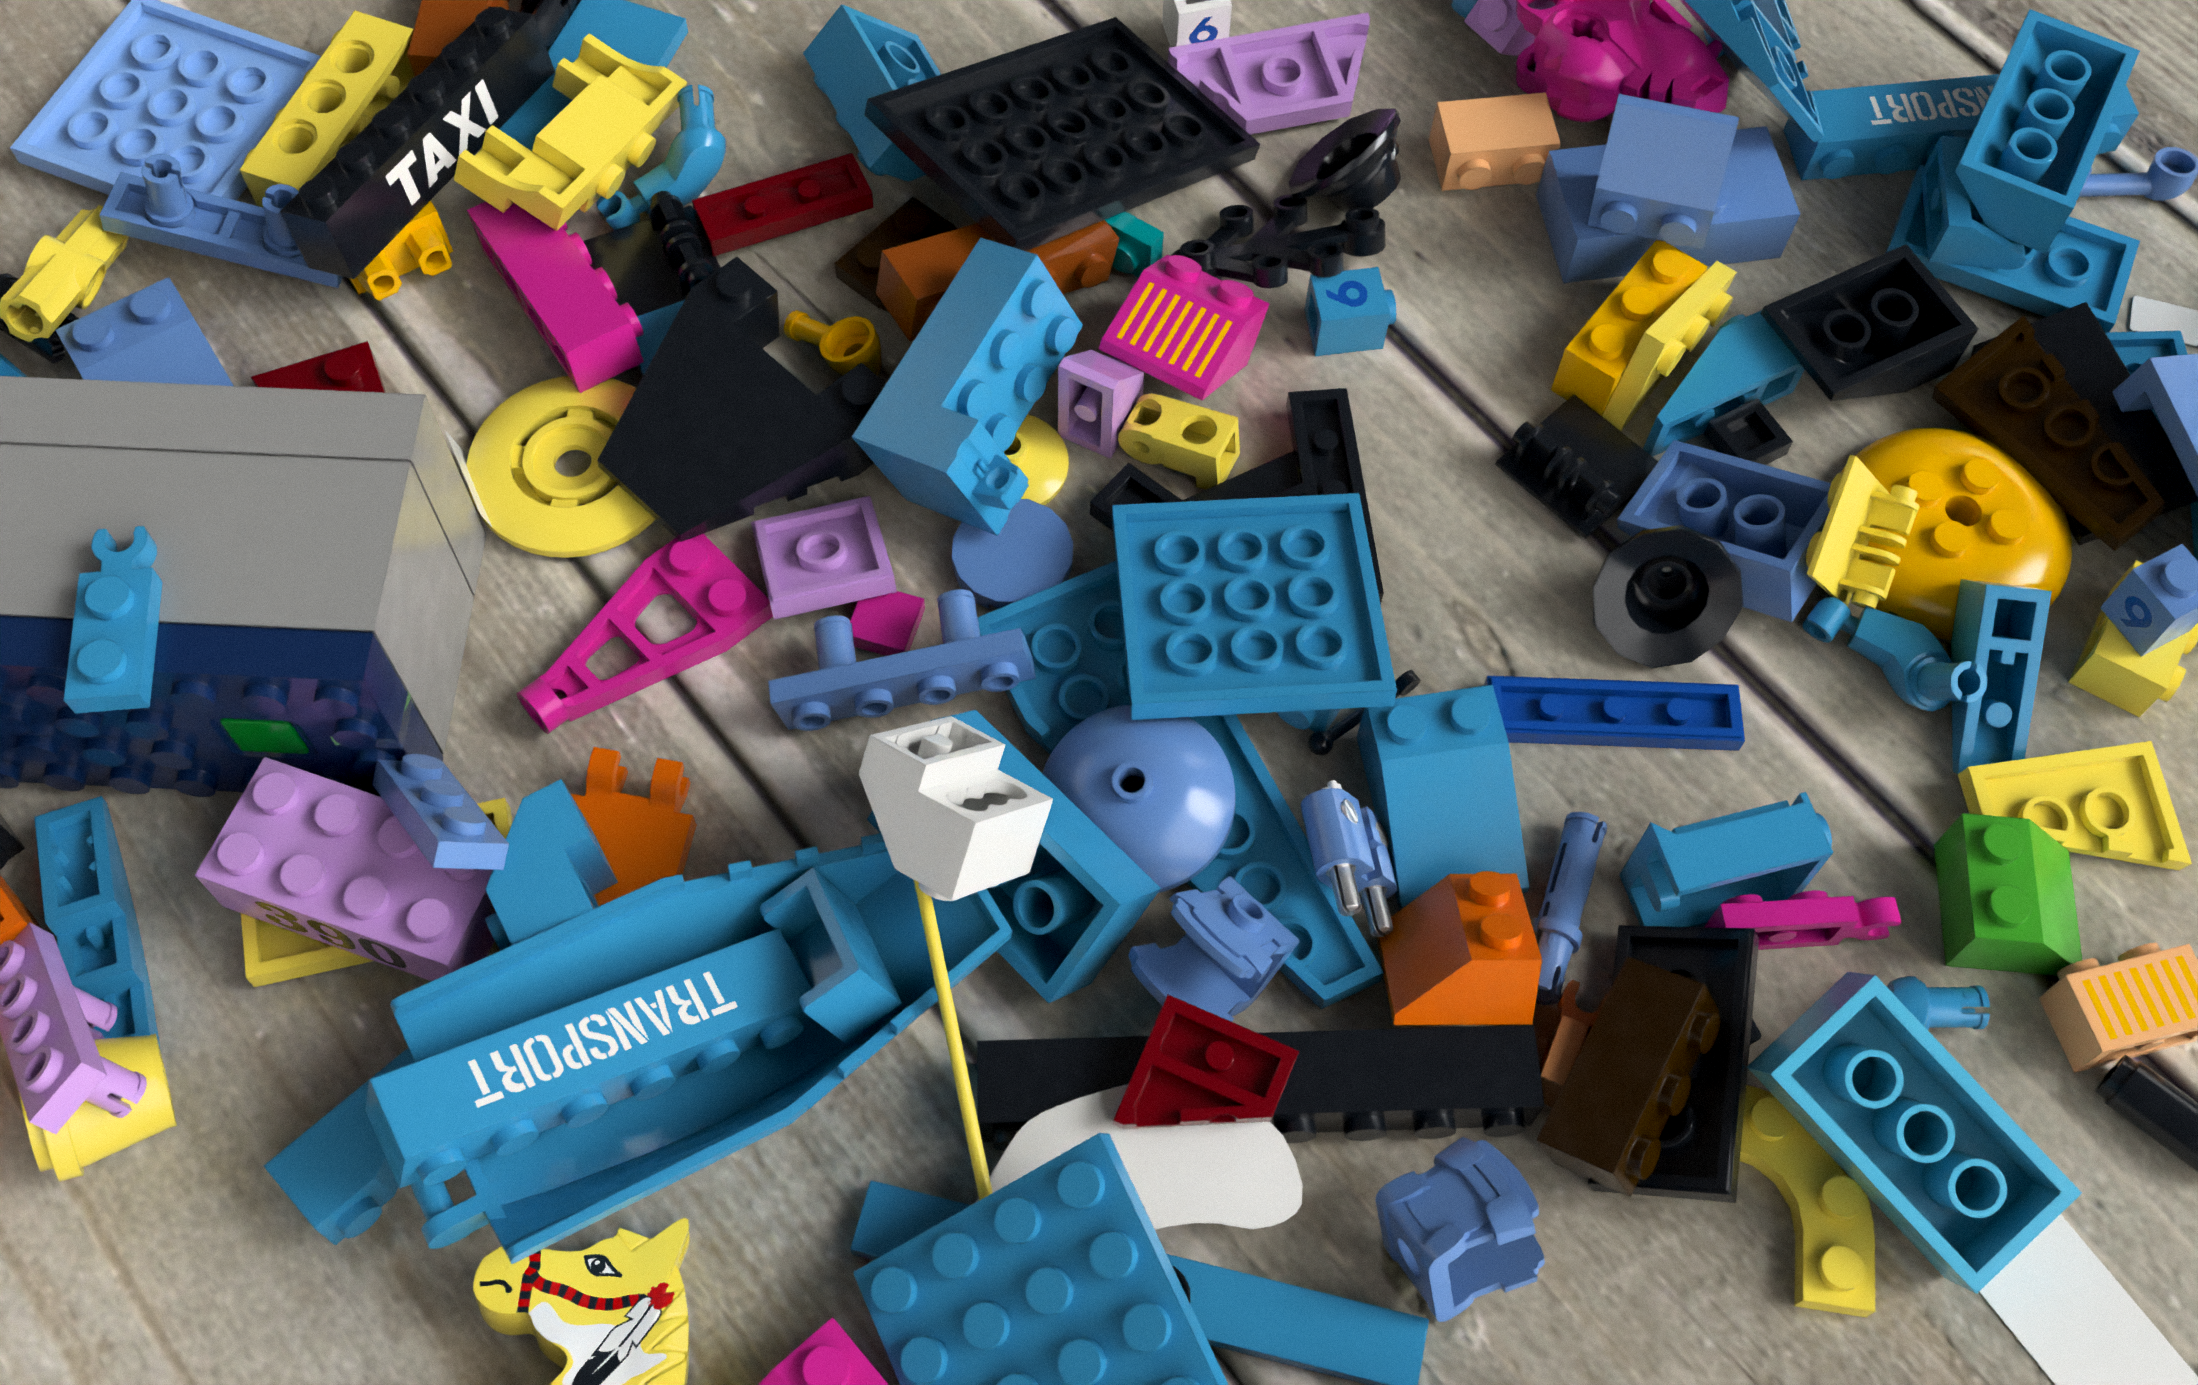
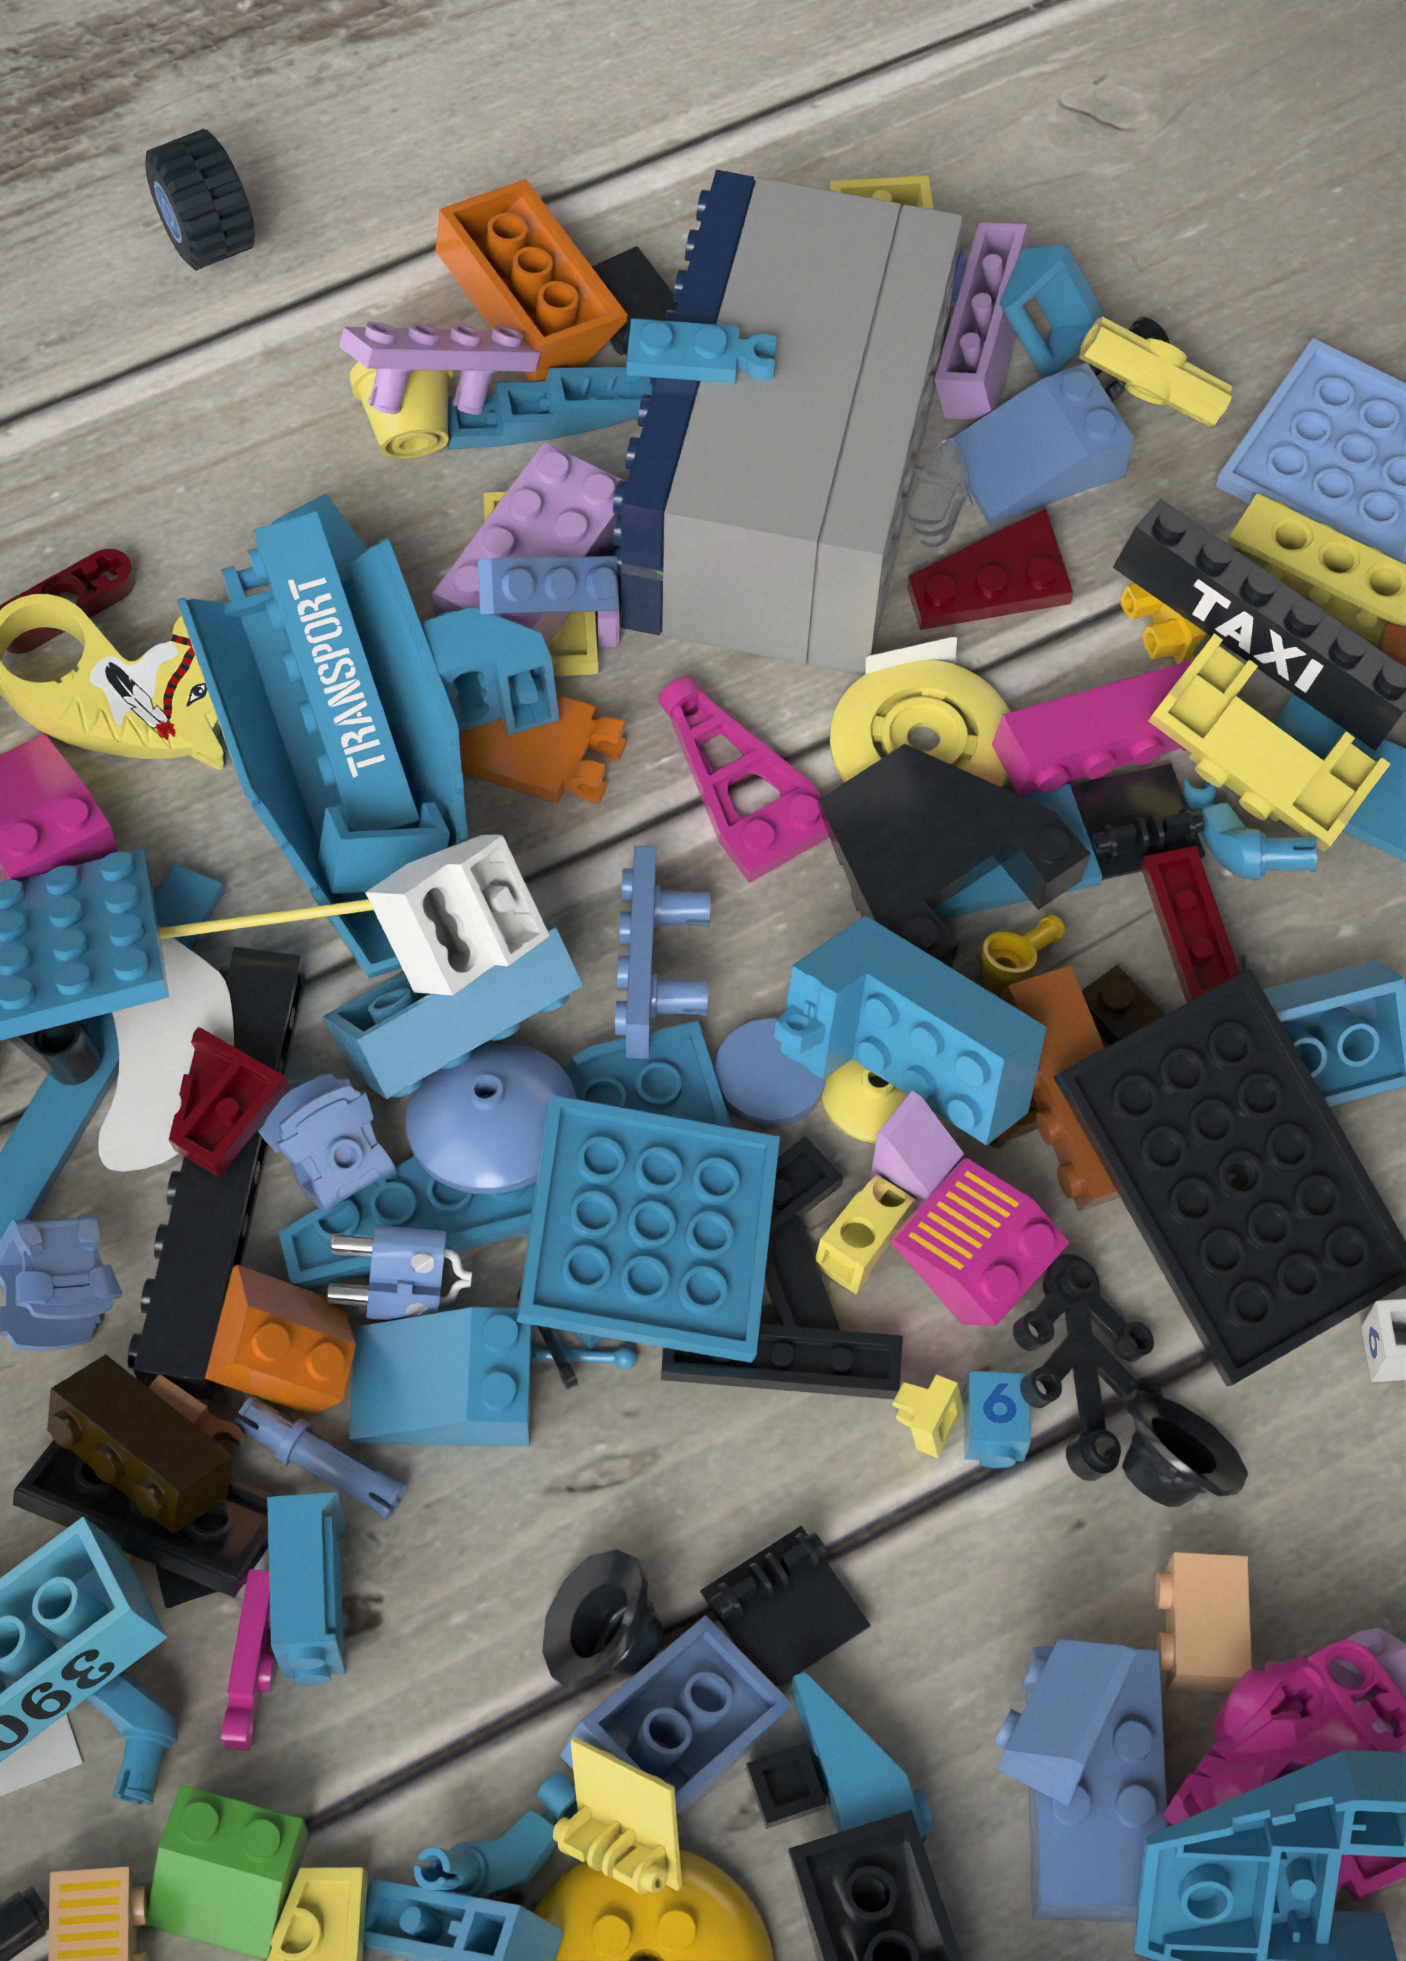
camera: 100 degrees right, 0 degrees up
(169, 214) = (1208, 457): medium blue plate -> none
(823, 557) = (783, 910): lavender plate -> none
(887, 622) = (720, 960): dark pink tile -> none
(1137, 245) = (1102, 1229): teal plate -> none
(1279, 74) = (1328, 1428): lavender wing -> none
(1360, 361) = (930, 1412): none -> light yellow tile
(1607, 342) = (930, 1690): yellow brick -> none
(1620, 713) = (505, 1566): blue tile -> none
(1667, 340) = (912, 1732): light yellow wing -> none

